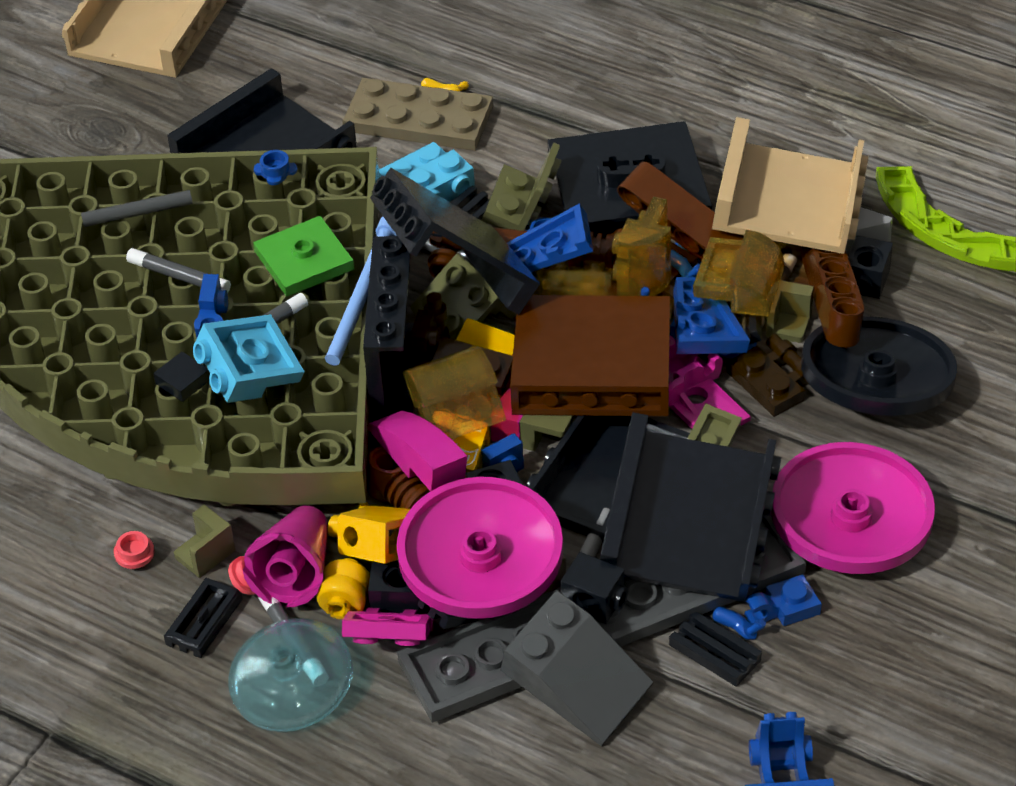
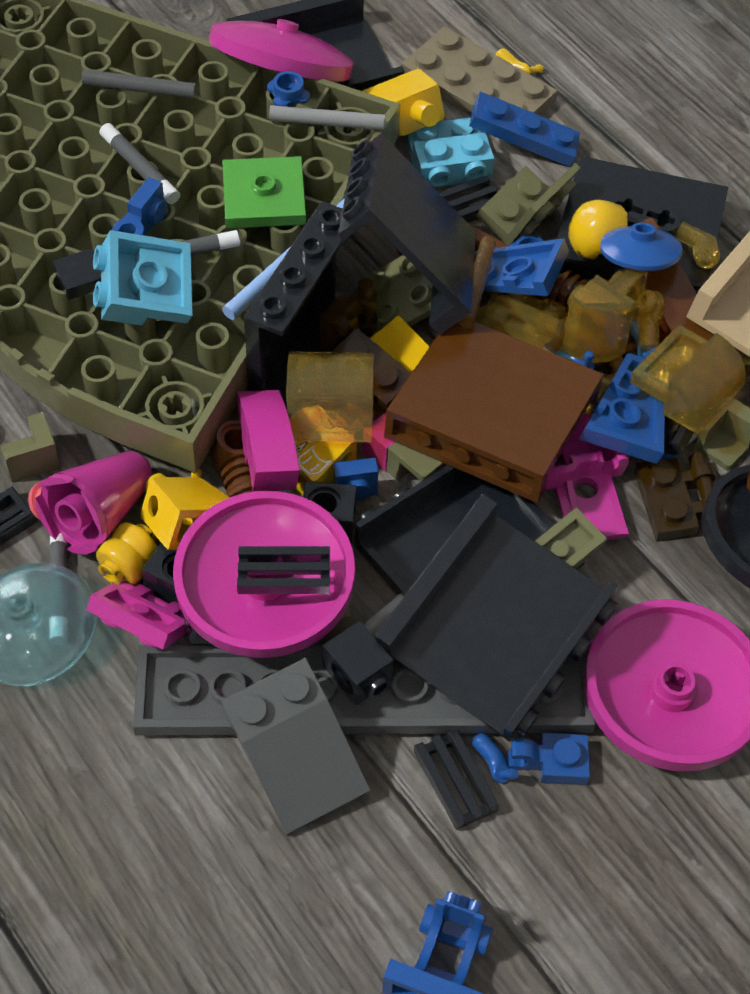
camera: 20 degrees right, 10 degrees up
(239, 138) = (281, 49): none -> dark pink dish
(321, 178) = (327, 117): none -> light grey bar
(384, 135) = (418, 100): none -> yellow torso
(484, 135) = (524, 129): none -> blue plate
(496, 529) = (283, 562): none -> black tile
(520, 248) = (481, 269): none -> clear orange bar
(599, 187) = (591, 223): none -> yellow hair
(650, 185) = (641, 247): none -> blue dish
(682, 243) = (650, 312): none -> clear yellow arm
(691, 171) = (703, 245): none -> clear yellow arm

